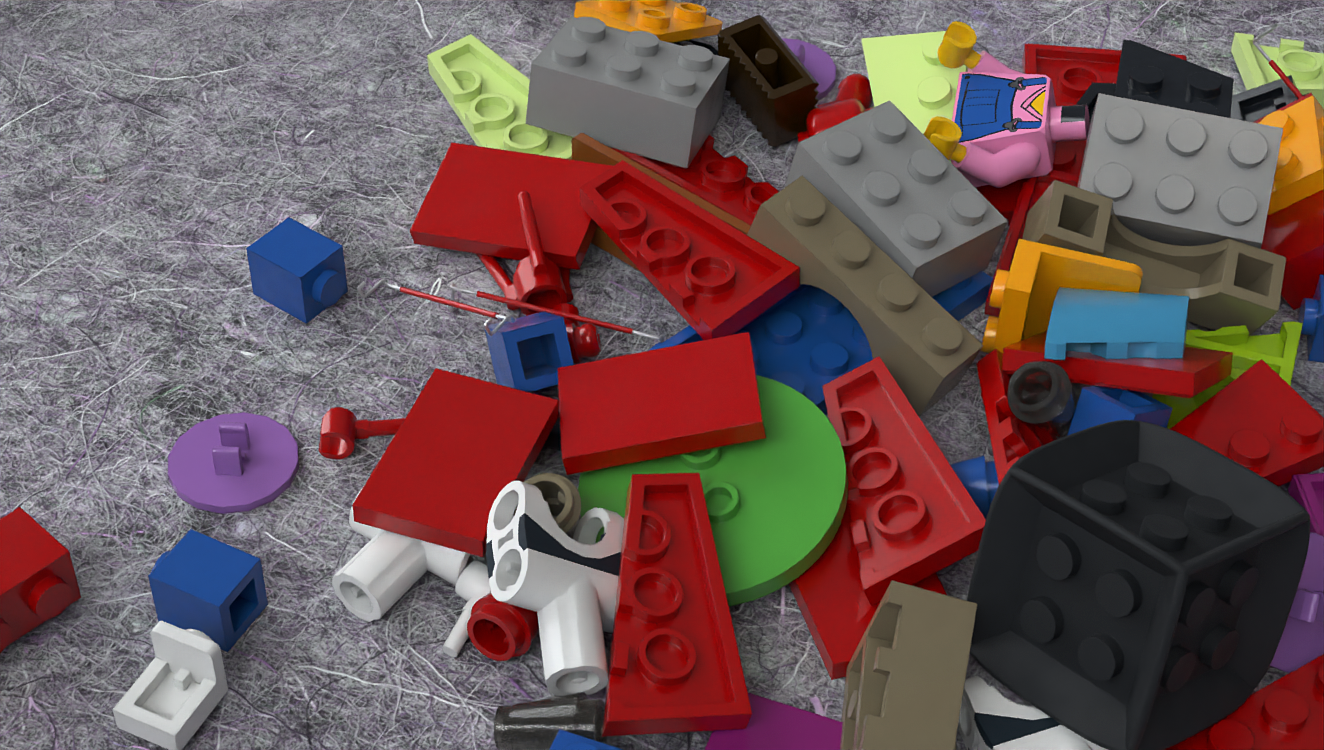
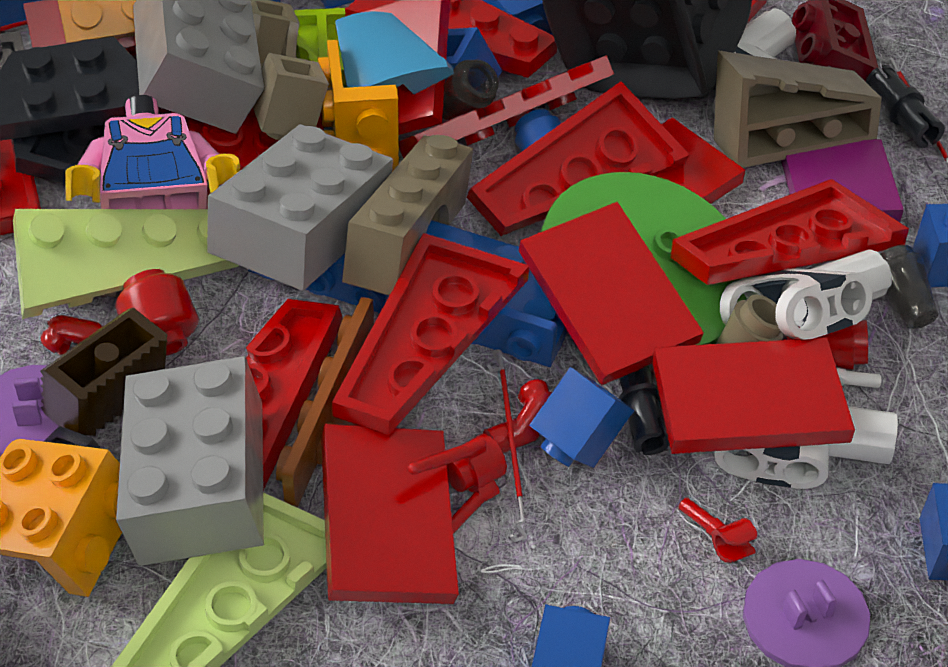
camera: 115 degrees left, 5 degrees up
(510, 318) = (614, 407): piece -> none

